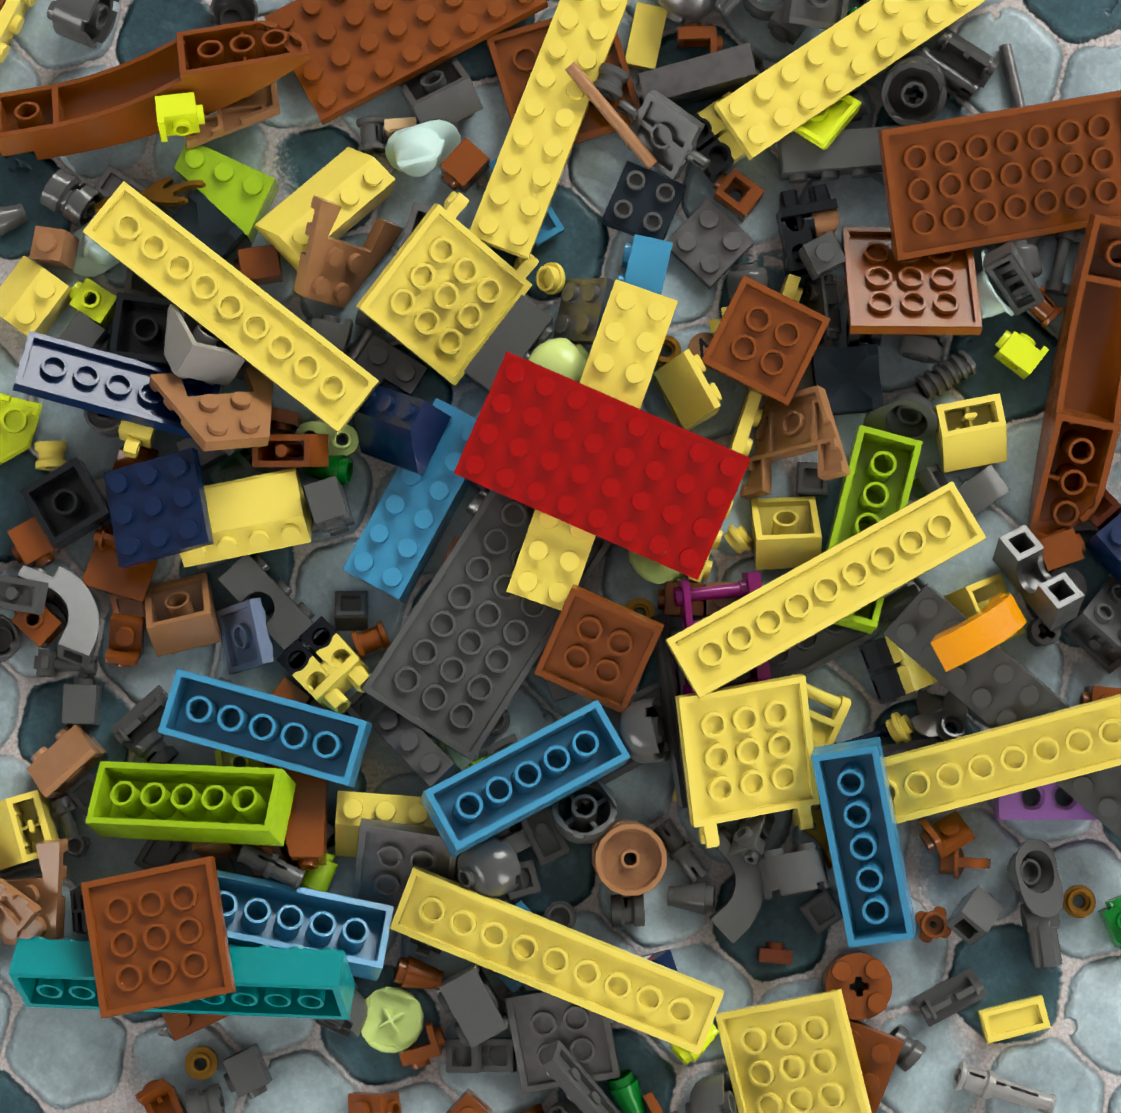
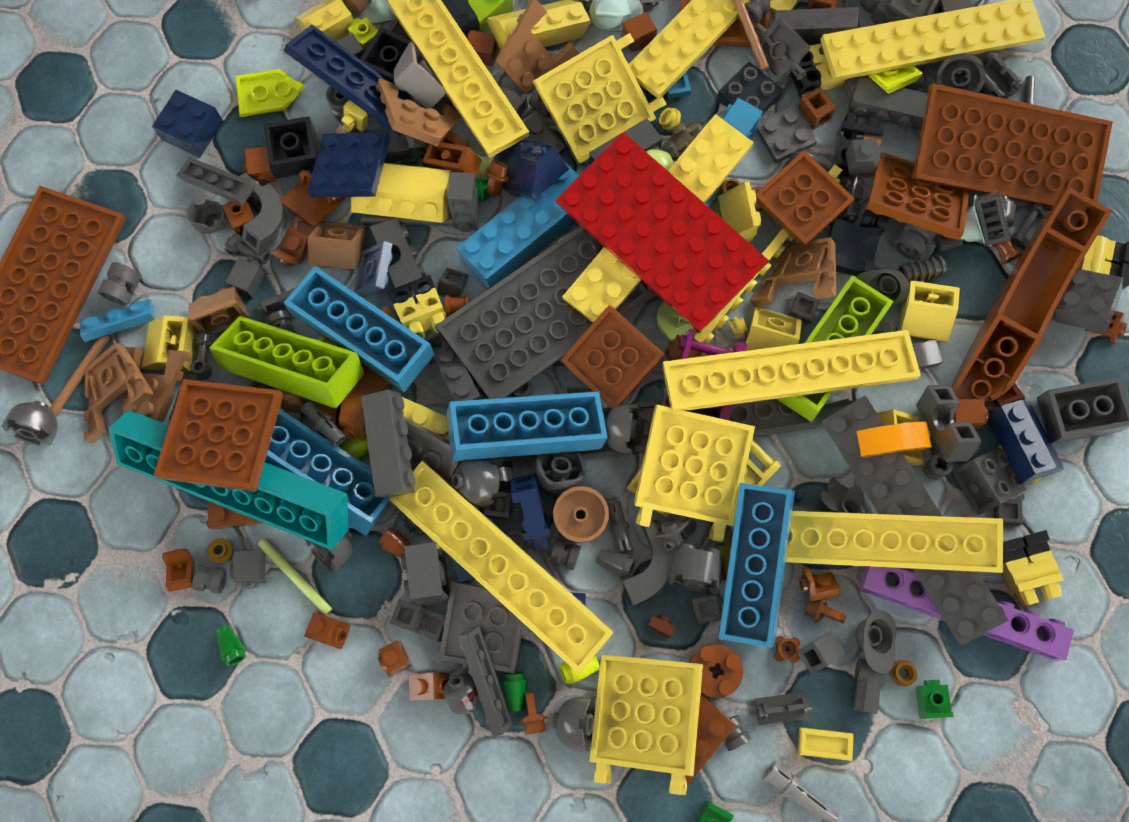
camera: 25 degrees right, 10 degrees down
(50, 454) = (295, 111): light yellow wheel -> none
(306, 1059) = (295, 577): none -> yellowish green bar
(356, 446) = (497, 175): none -> dark orange piece
(365, 865) = (388, 444): none -> dark grey brick
(392, 1019) = (366, 571): yellowish green tile -> none
(420, 1055) = (375, 603): dark orange bracket -> none
(558, 862) = (534, 520): none -> dark blue hips
(669, 690) = (654, 398): dark grey axle -> none
(896, 681) = (820, 455): hips -> none
(900, 728) = (810, 497): light yellow plate -> none
(1019, 353) = (979, 272): neon yellow brick -> none

